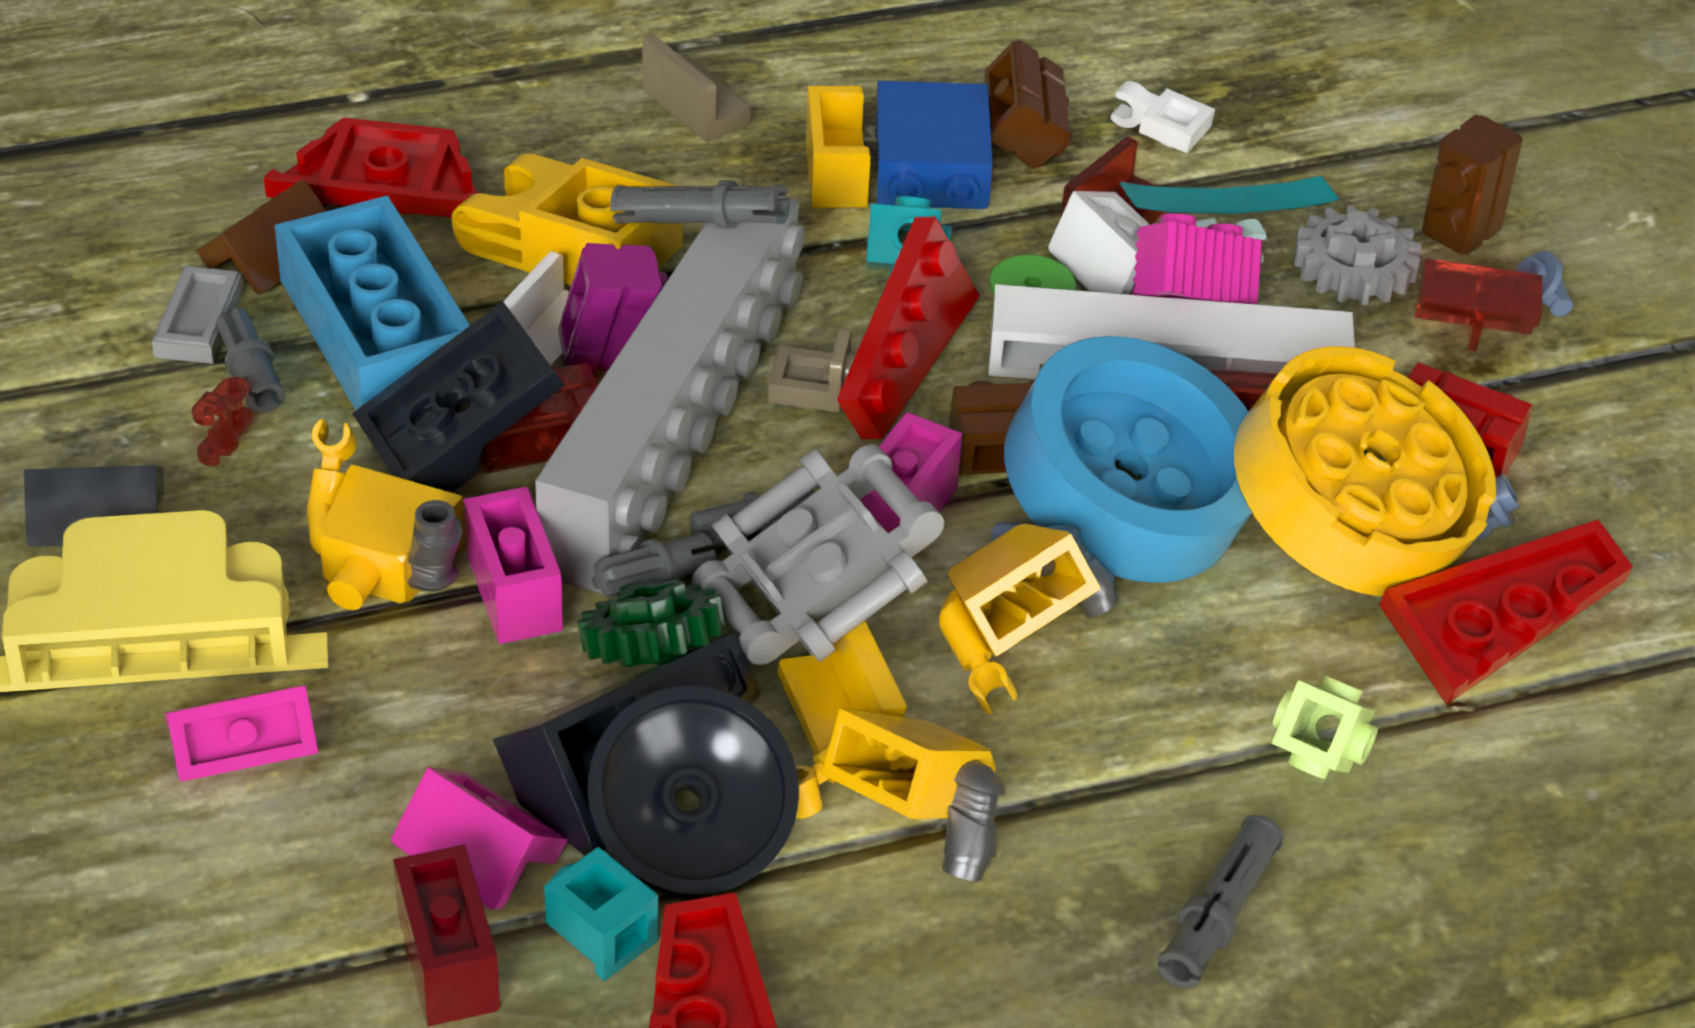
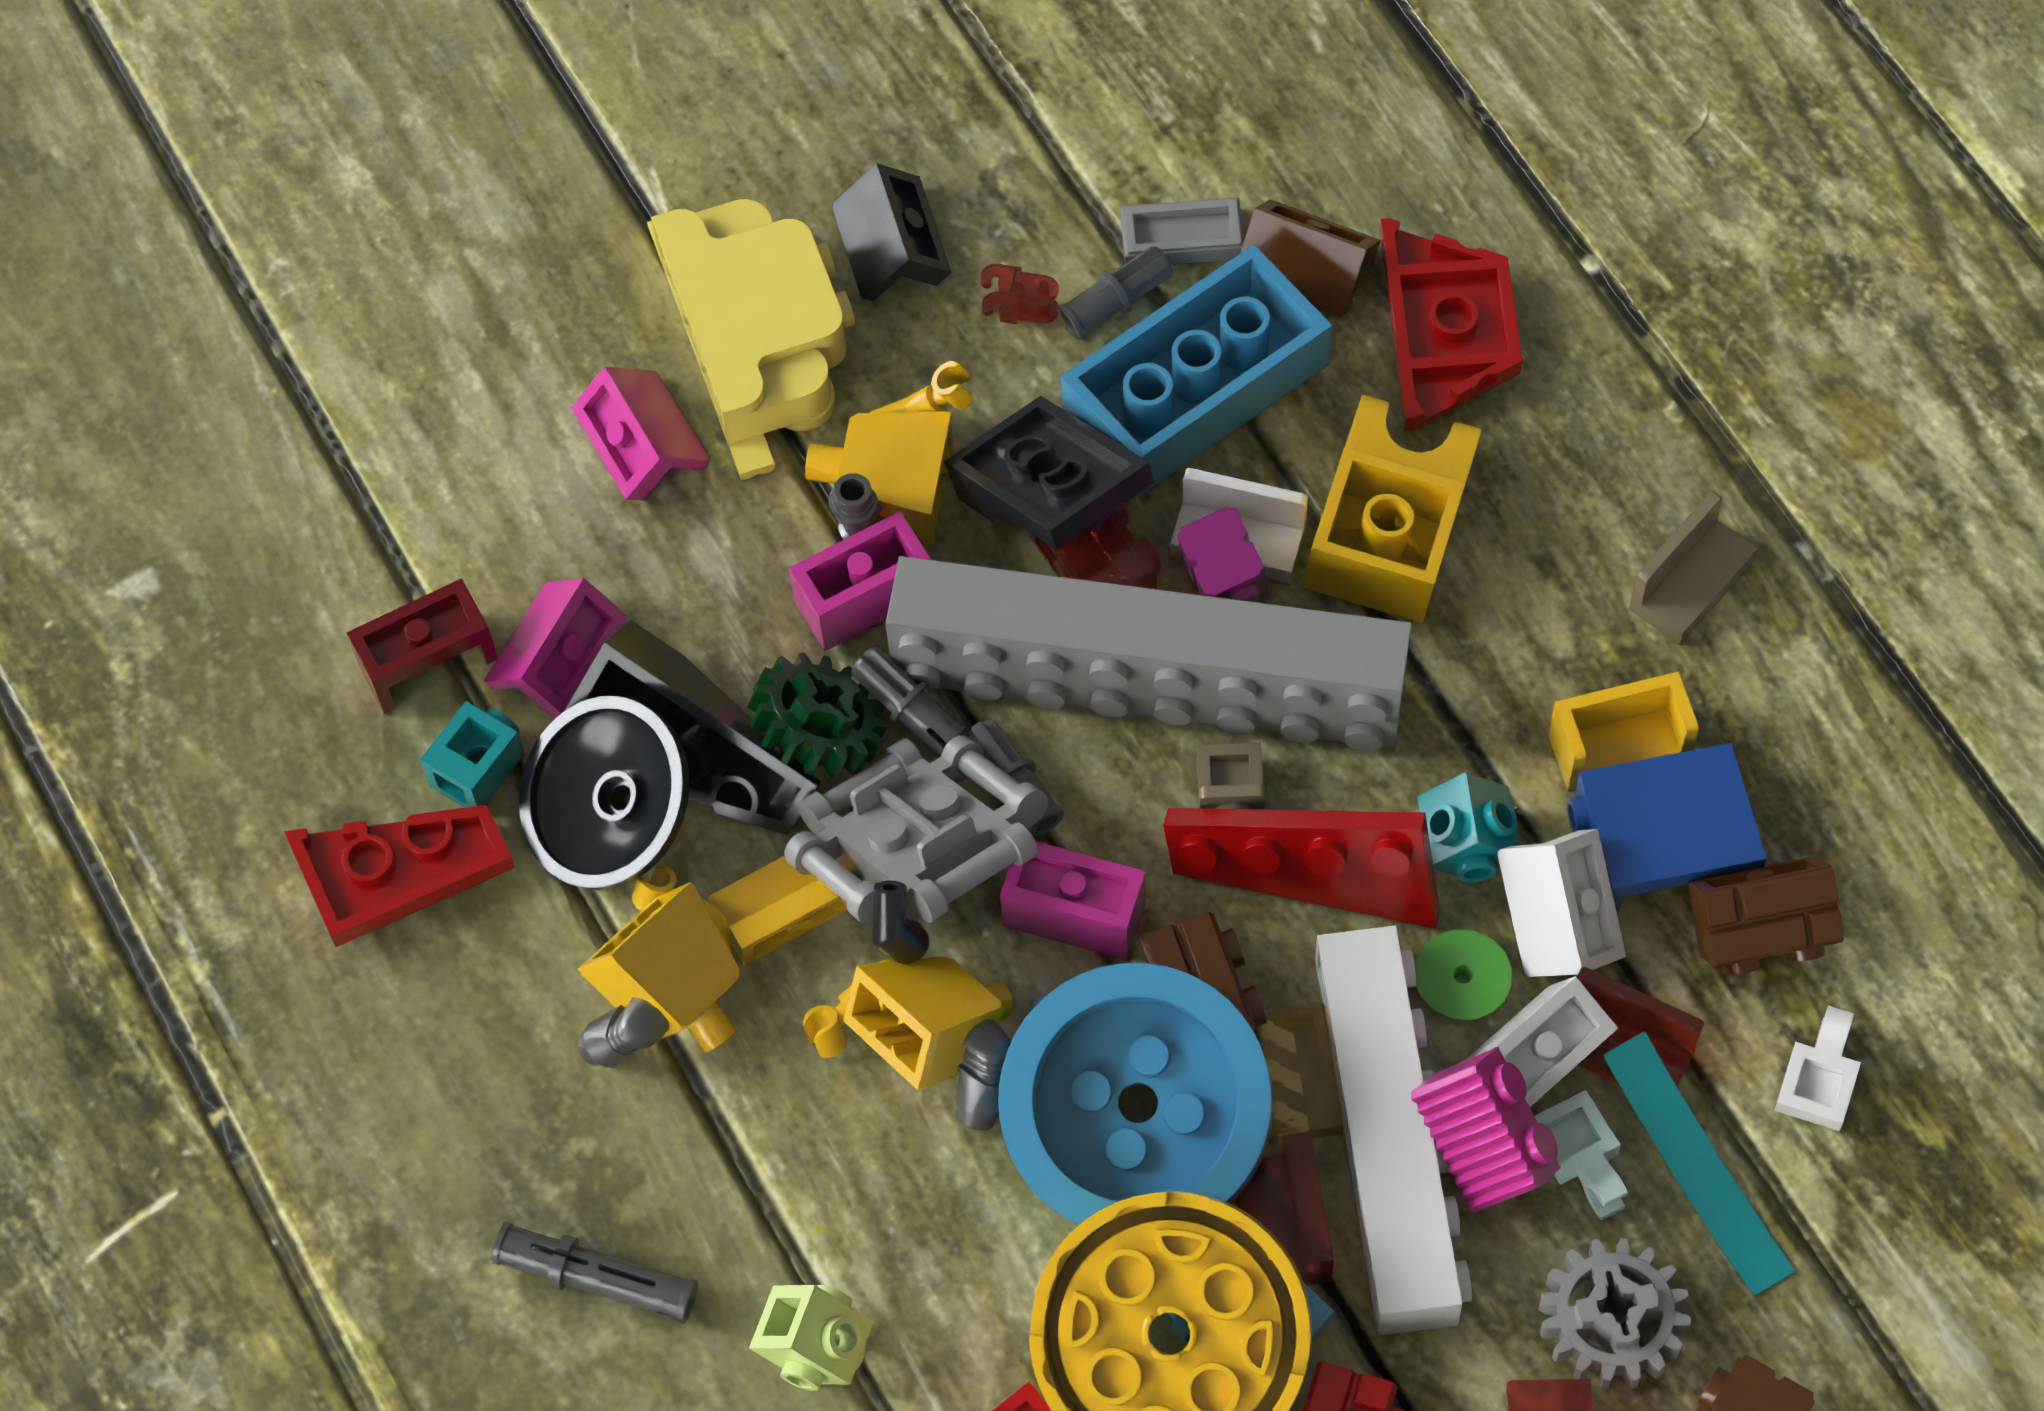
camera: 85 degrees right, 20 degrees up
(718, 204) = (1337, 645): dark grey pin -> none
(932, 558) = (891, 929): none -> black arm
(997, 201) = (1562, 905): none -> white panel

